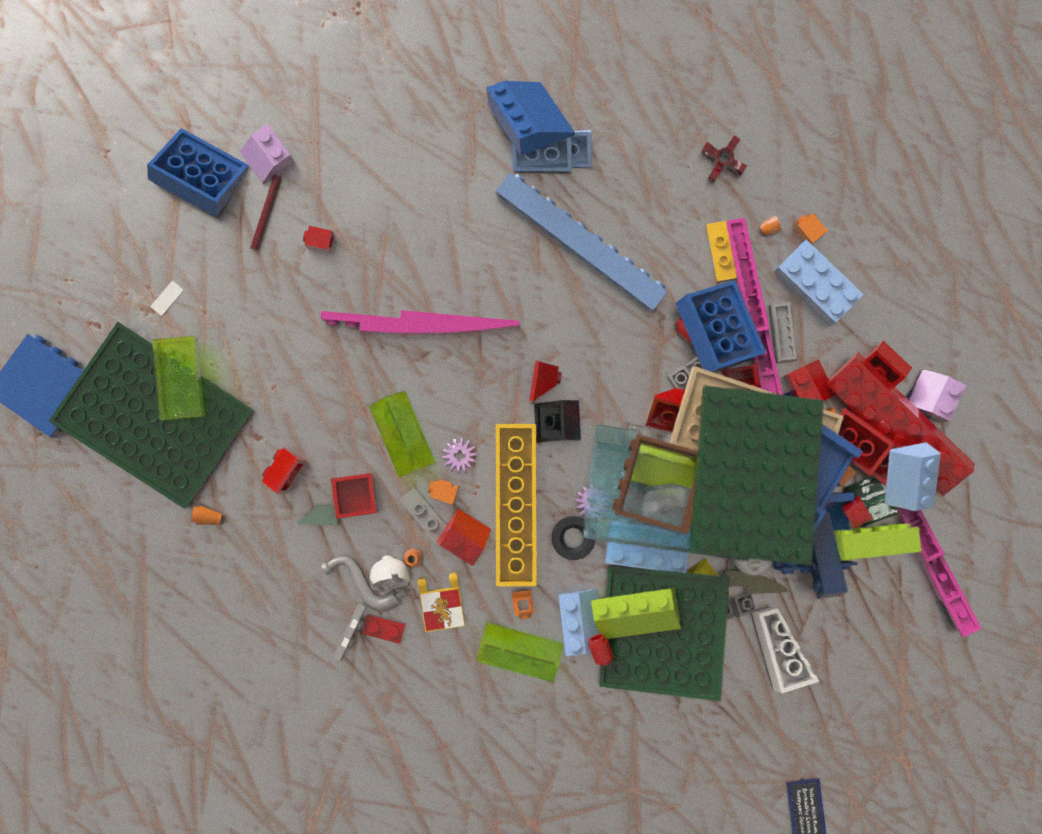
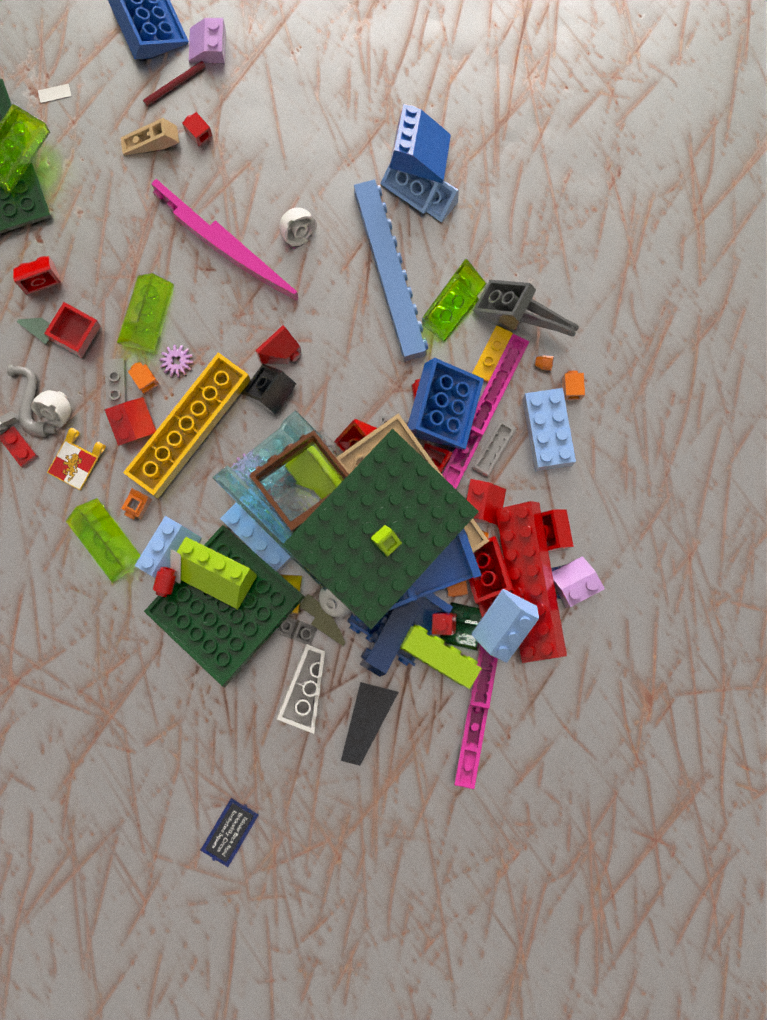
camera: 30 degrees right, 5 degrees down
(285, 278) = (151, 137): none -> tan slope
(418, 558) = (80, 409): orange cone -> none
(472, 262) = (297, 226): none -> white cylinder
(558, 539) = (198, 488): black tyre -> none
(599, 628) = (175, 563): none -> white sticker
(656, 229) = (454, 301): none -> clear neon green slope
(709, 198) = (506, 306): none -> dark grey slope
(711, 151) = (549, 294): dark red pin -> none
(771, 483) = (386, 540): none -> lime slope
(850, 636) = (367, 717): none -> black wedge

